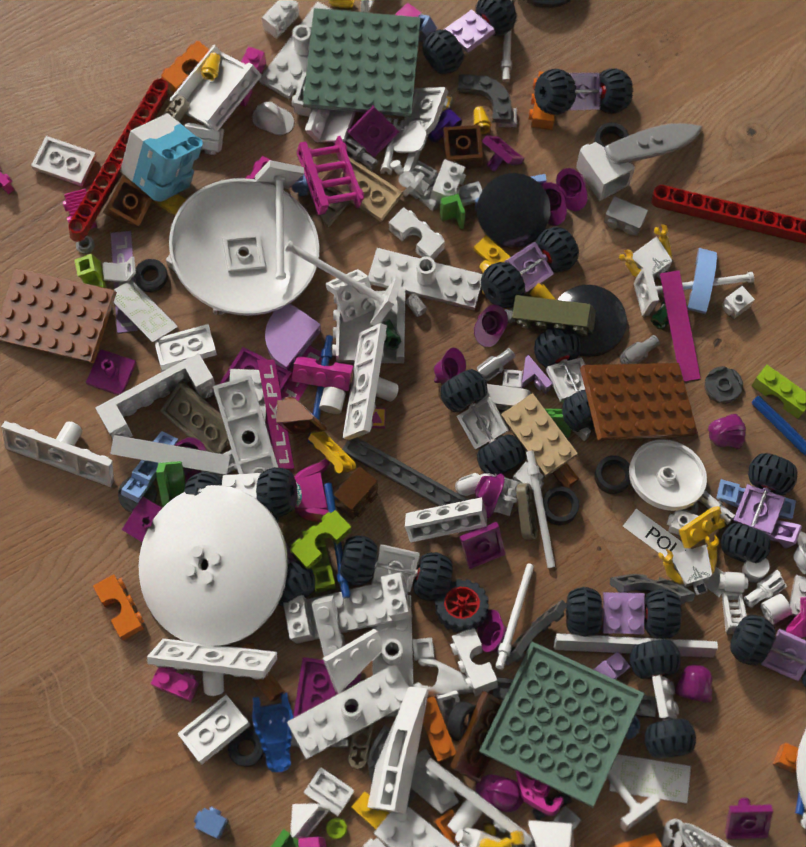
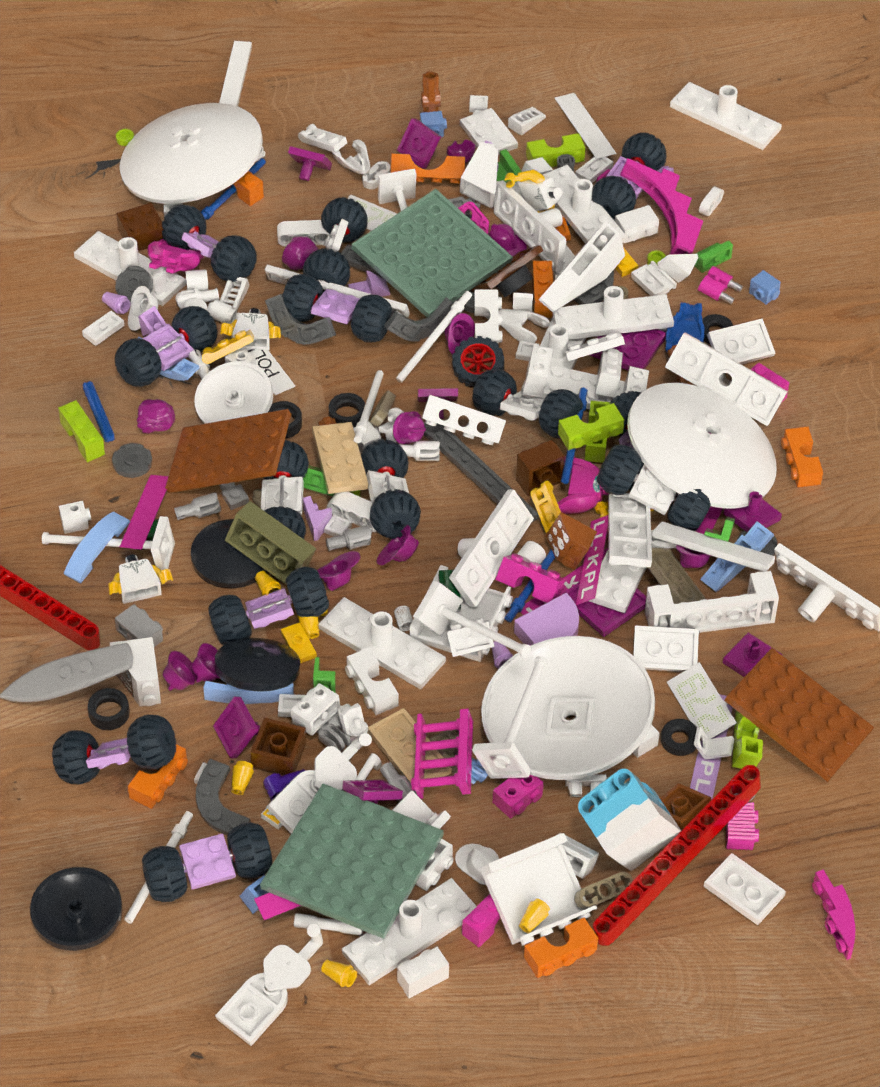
camera: 160 degrees left, 20 degrees down
(263, 810) = (716, 283): none -> dark pink piece
(320, 297) = (500, 654): none -> lavender cone
(711, 716) = (308, 228): none -> white beam

